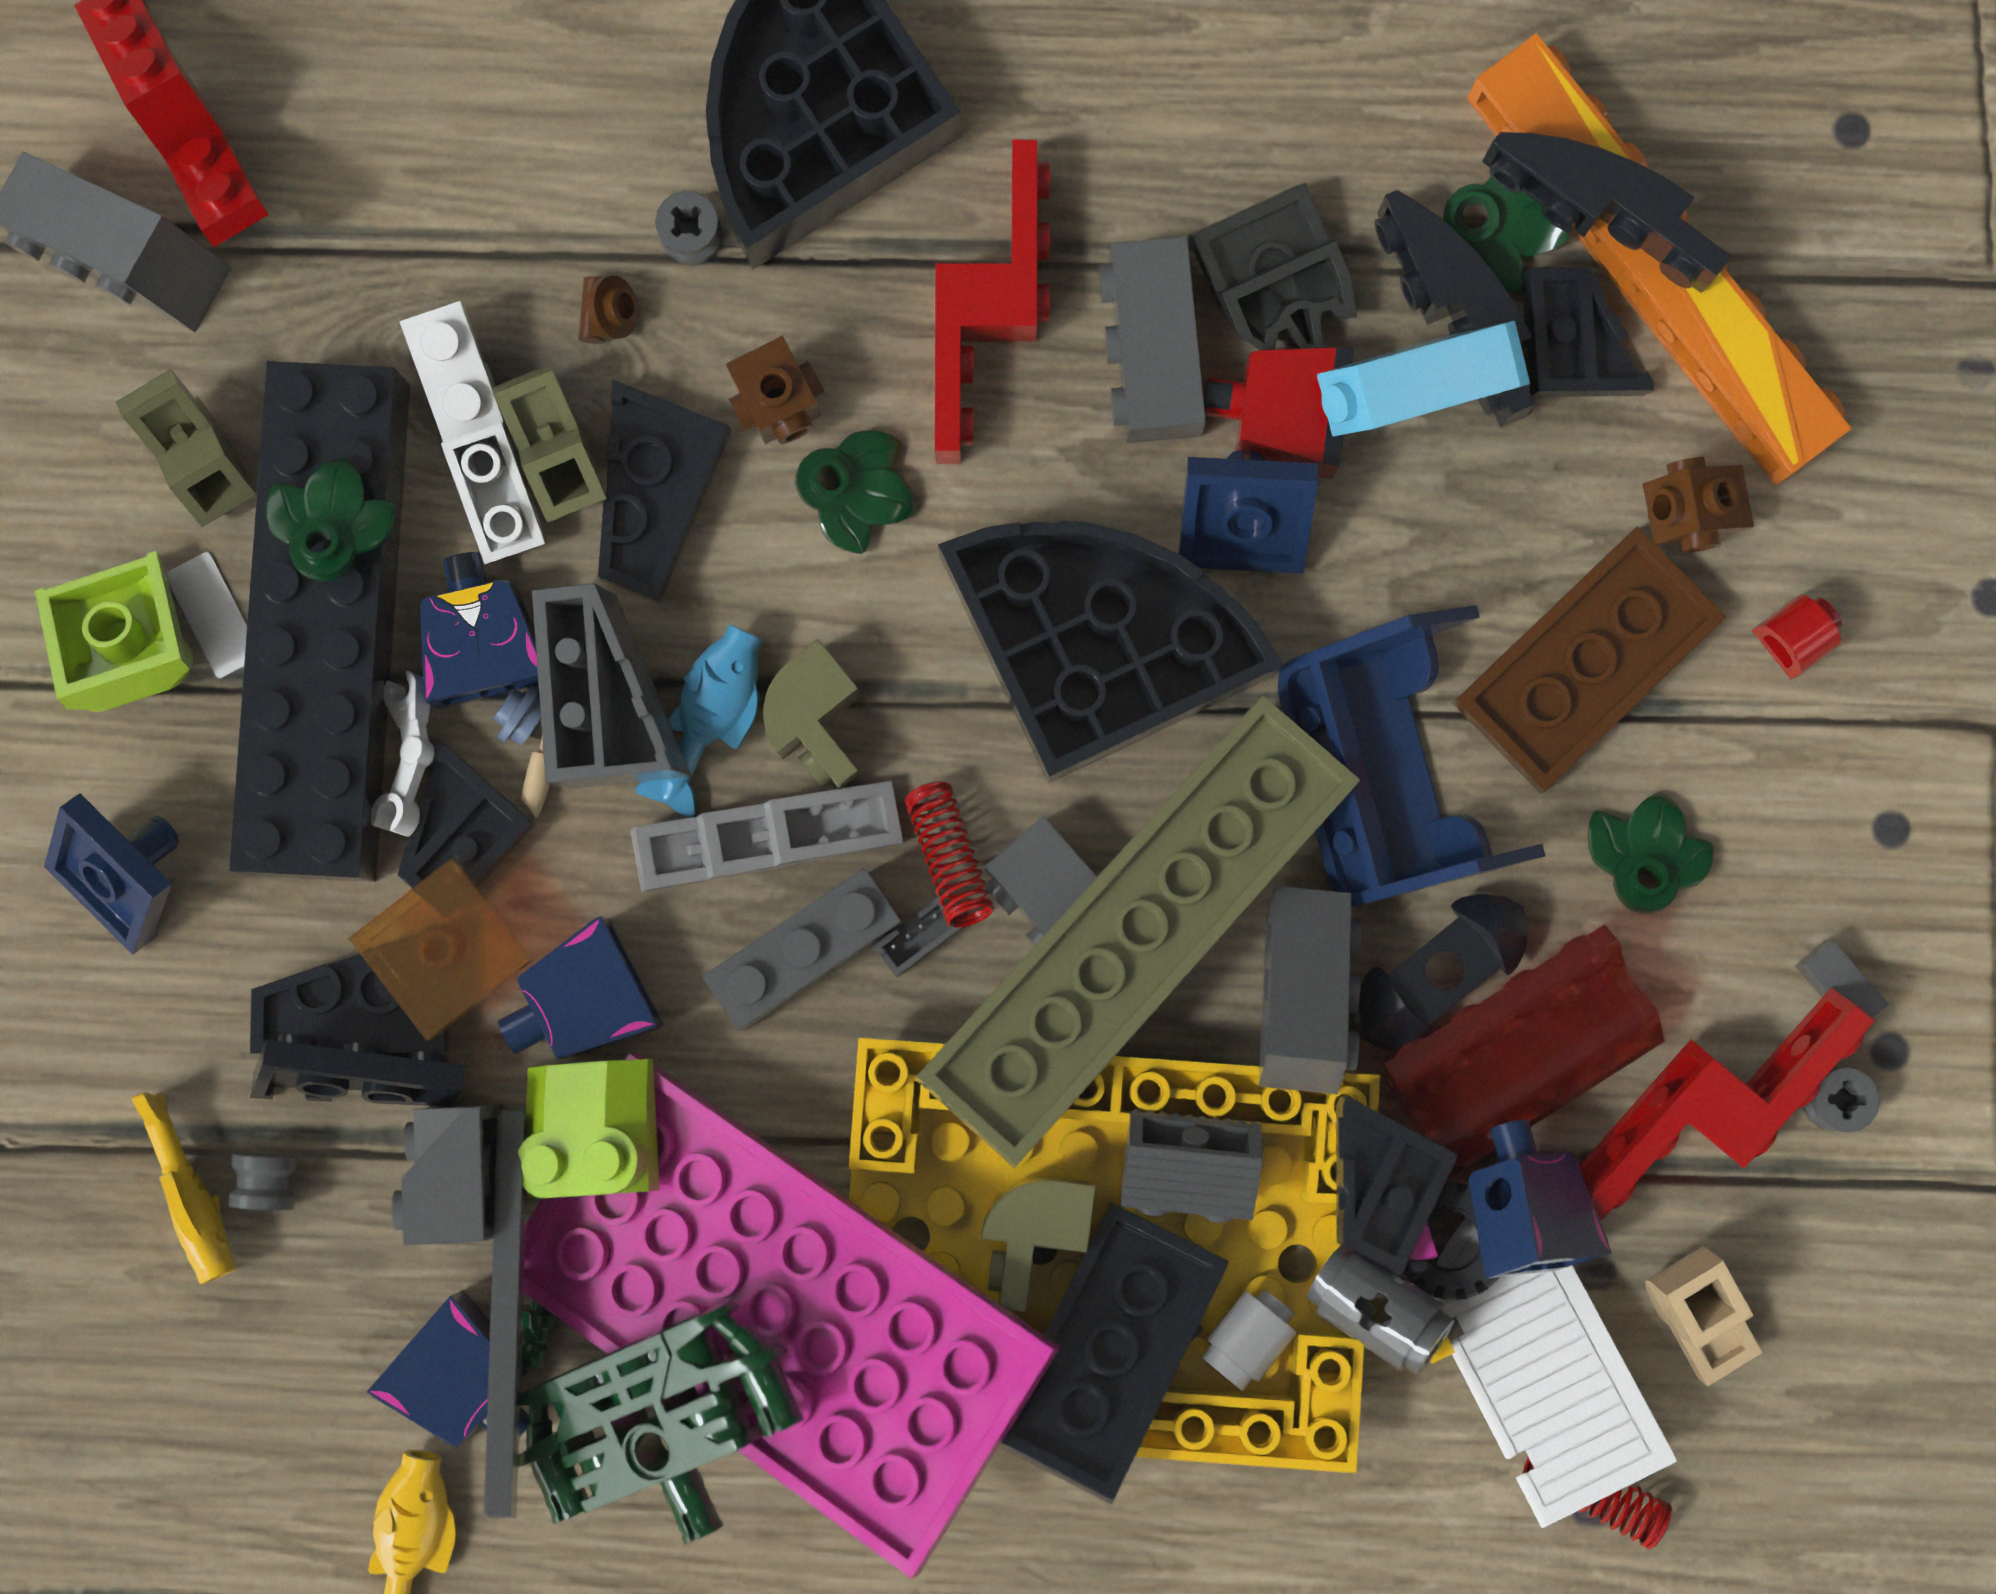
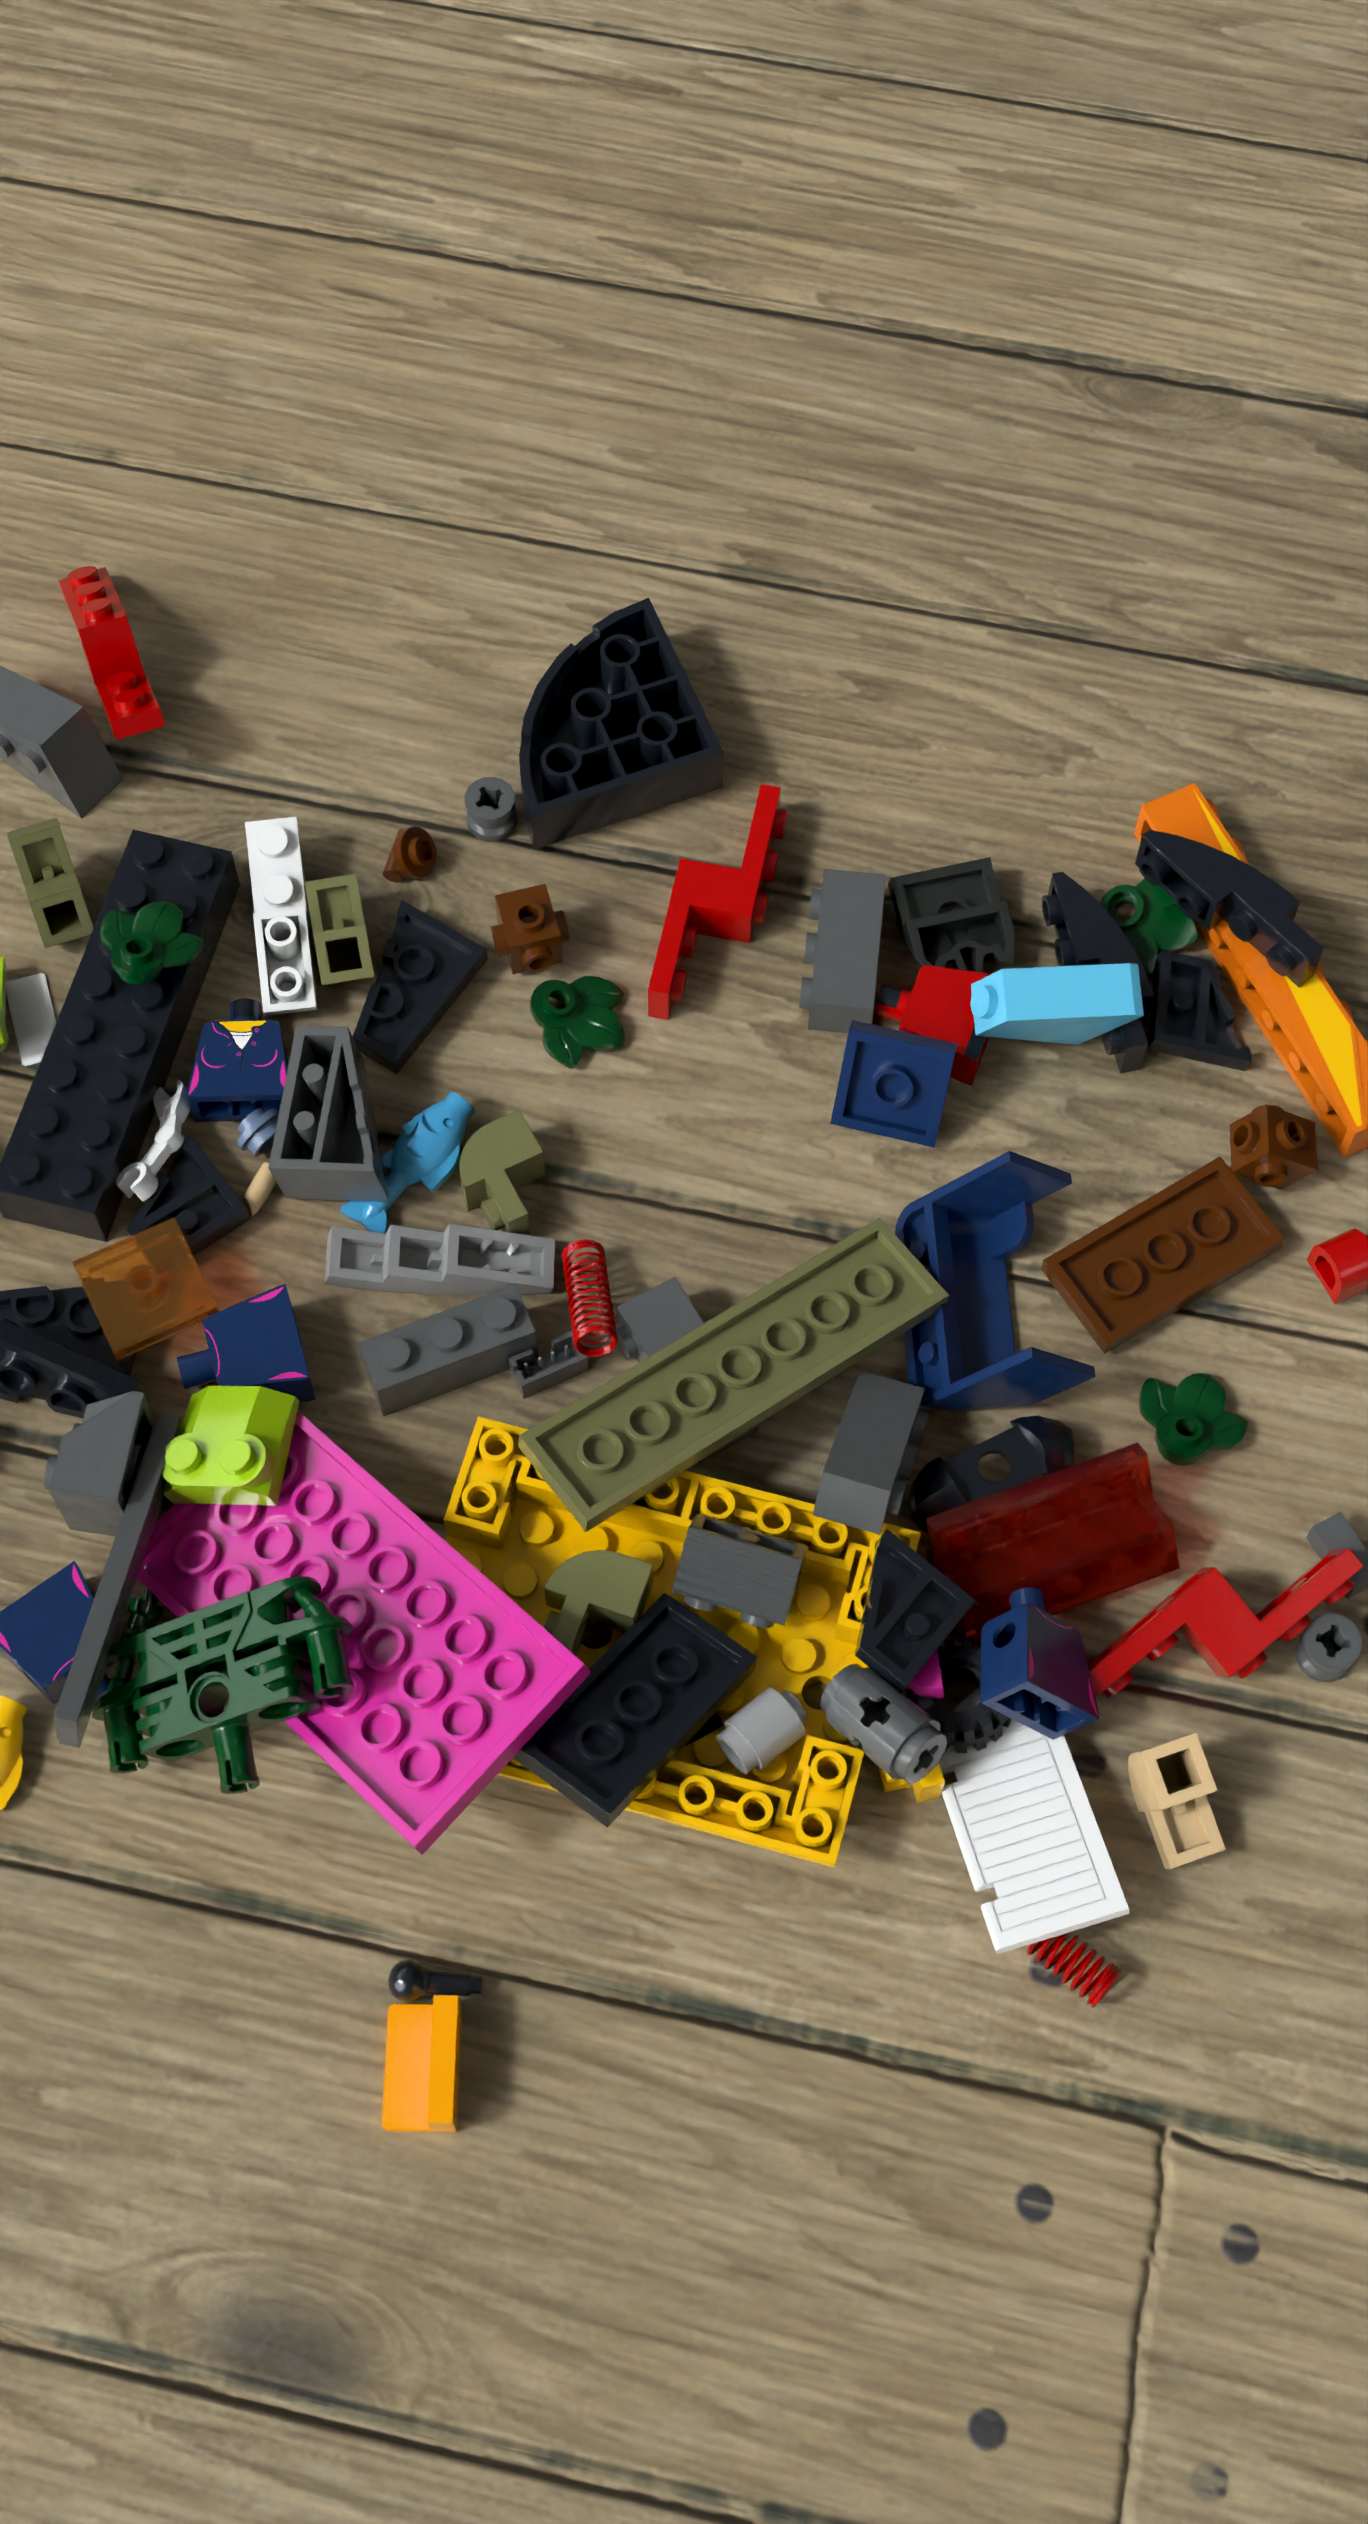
camera: 10 degrees right, 20 degrees down
(1100, 635) = (755, 1154): black brick -> none

